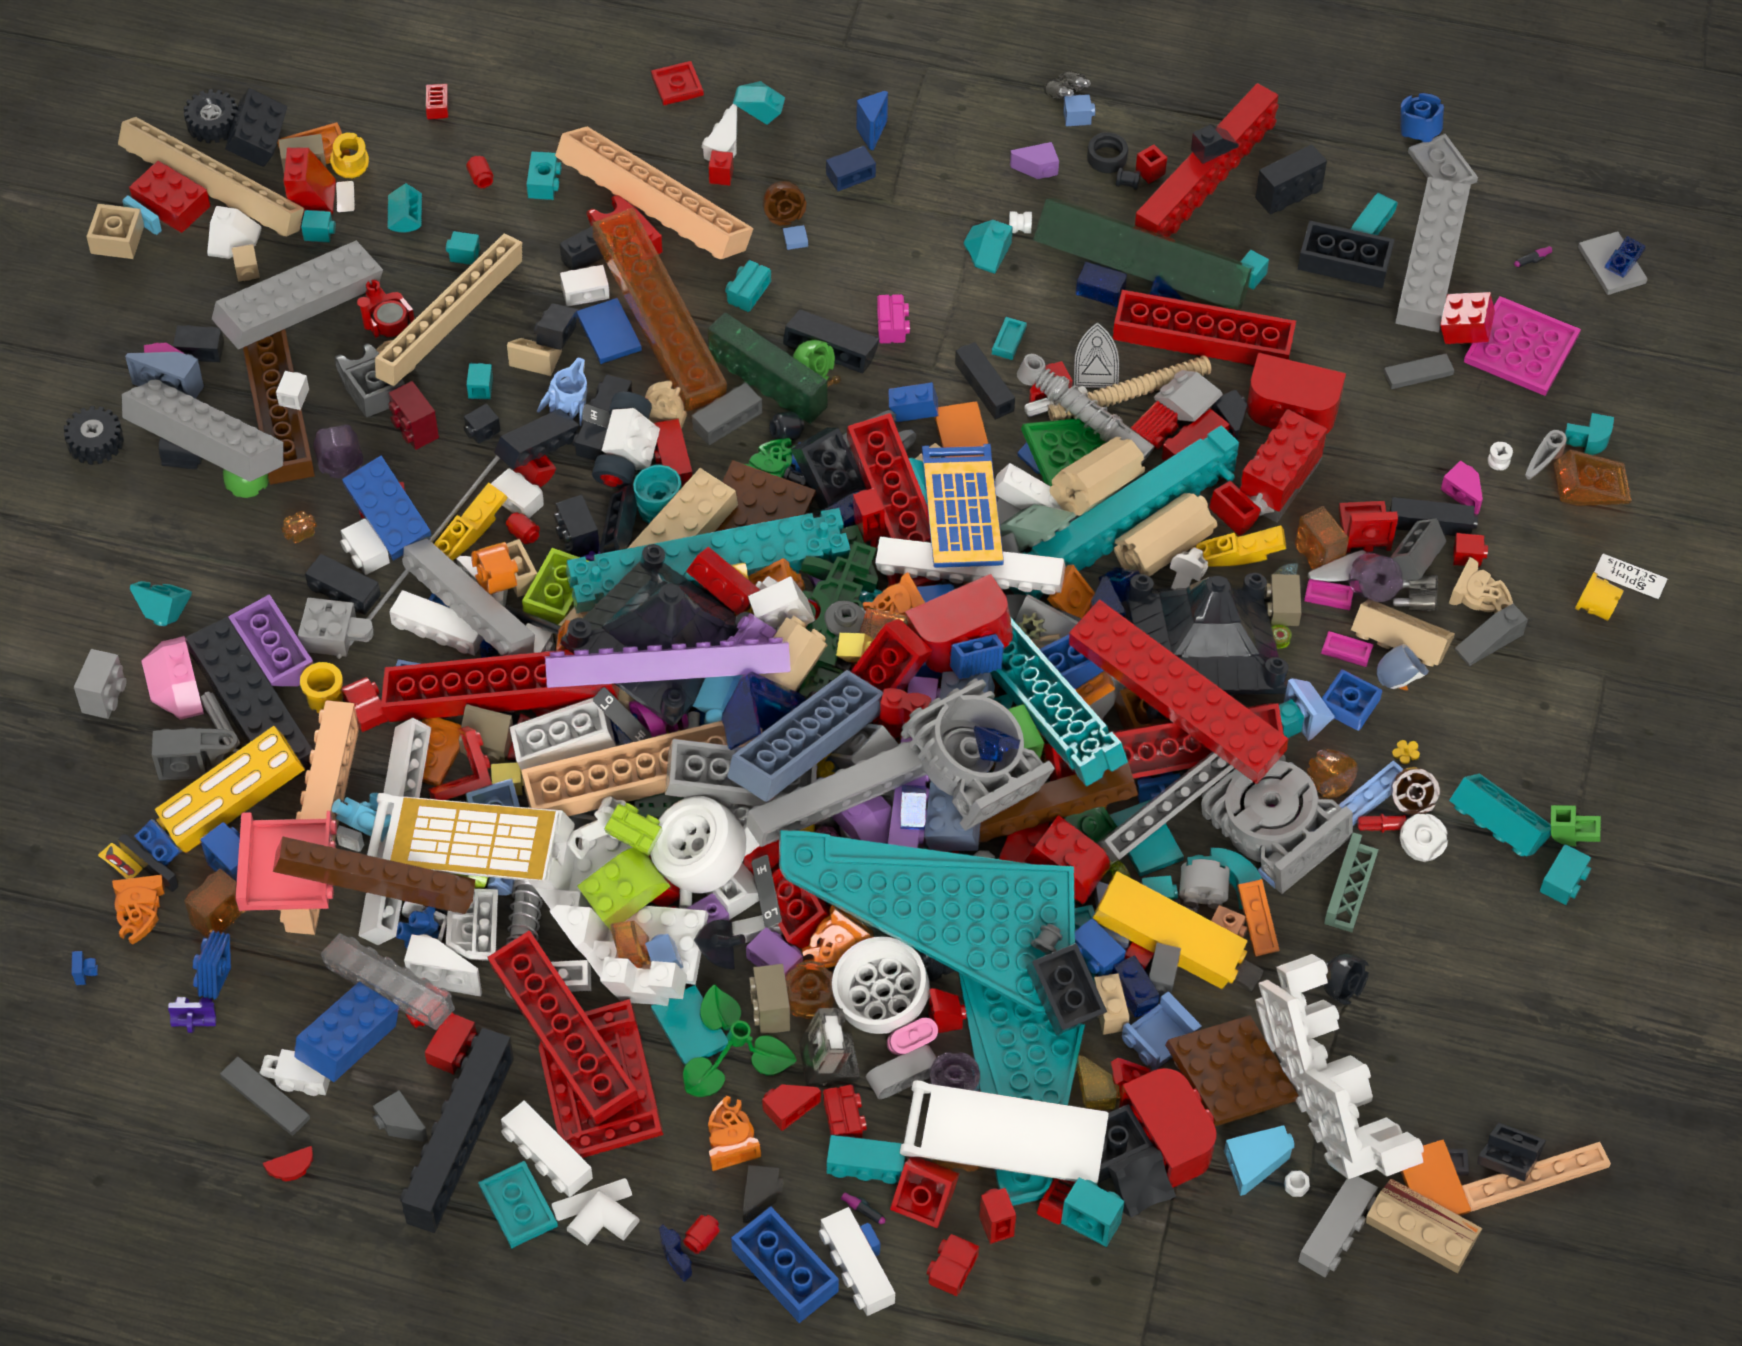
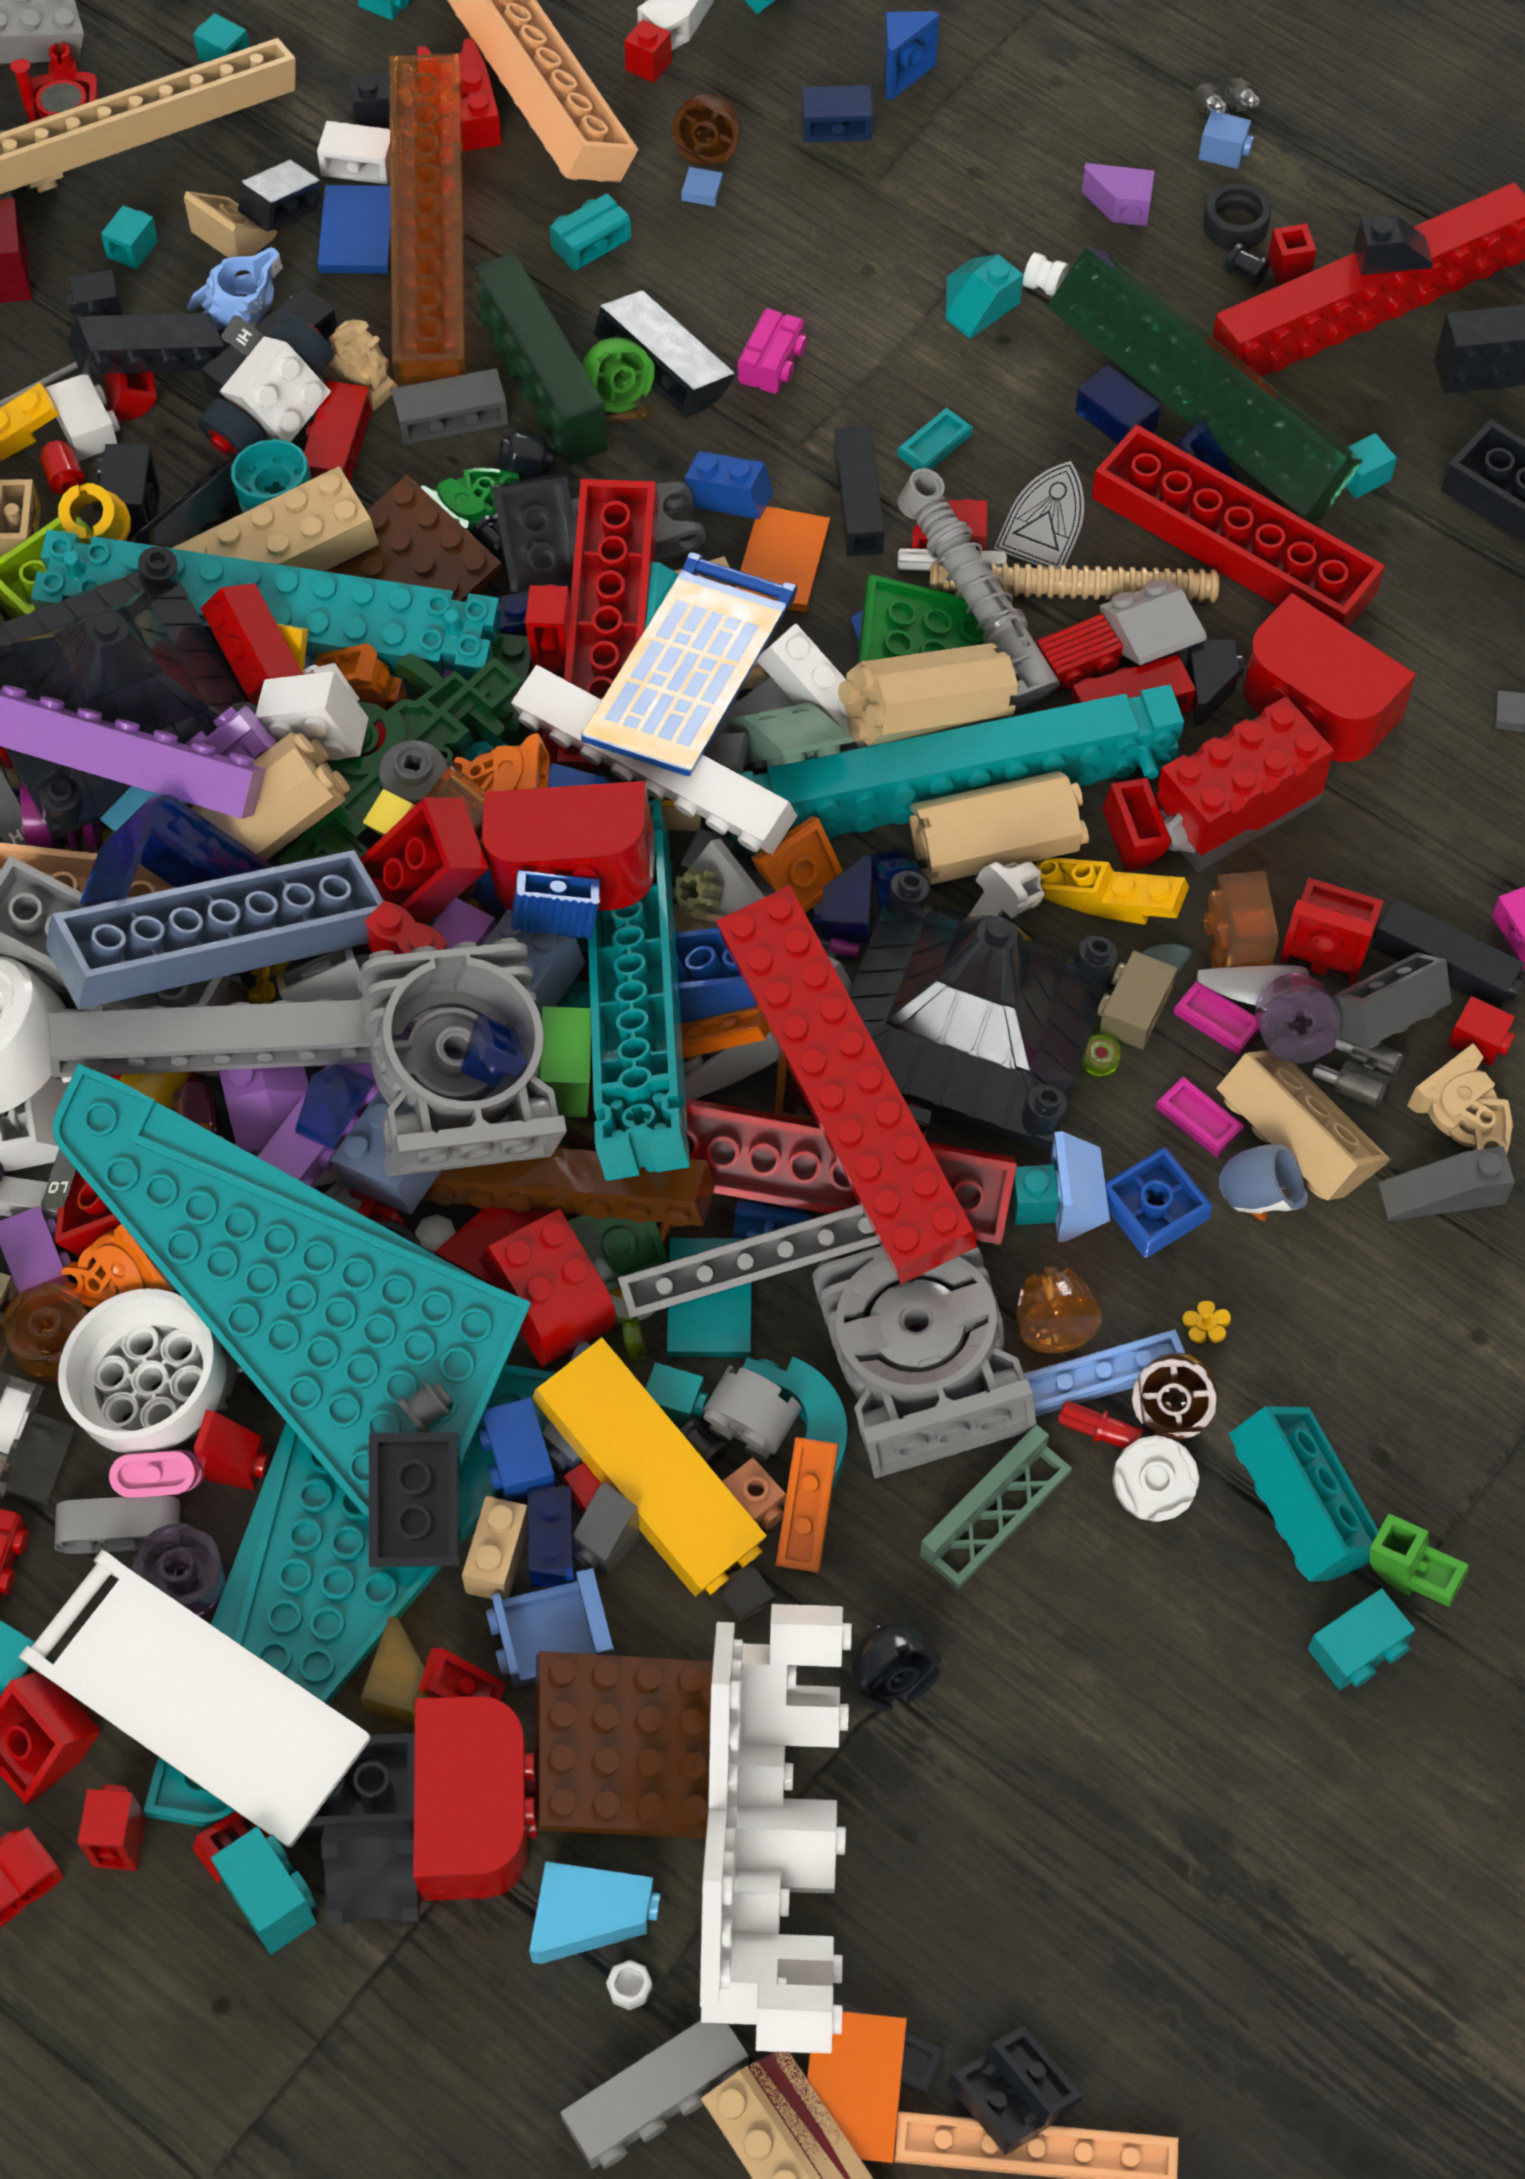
camera: 25 degrees right, 5 degrees up
(564, 548) = (115, 519): none -> yellow piece

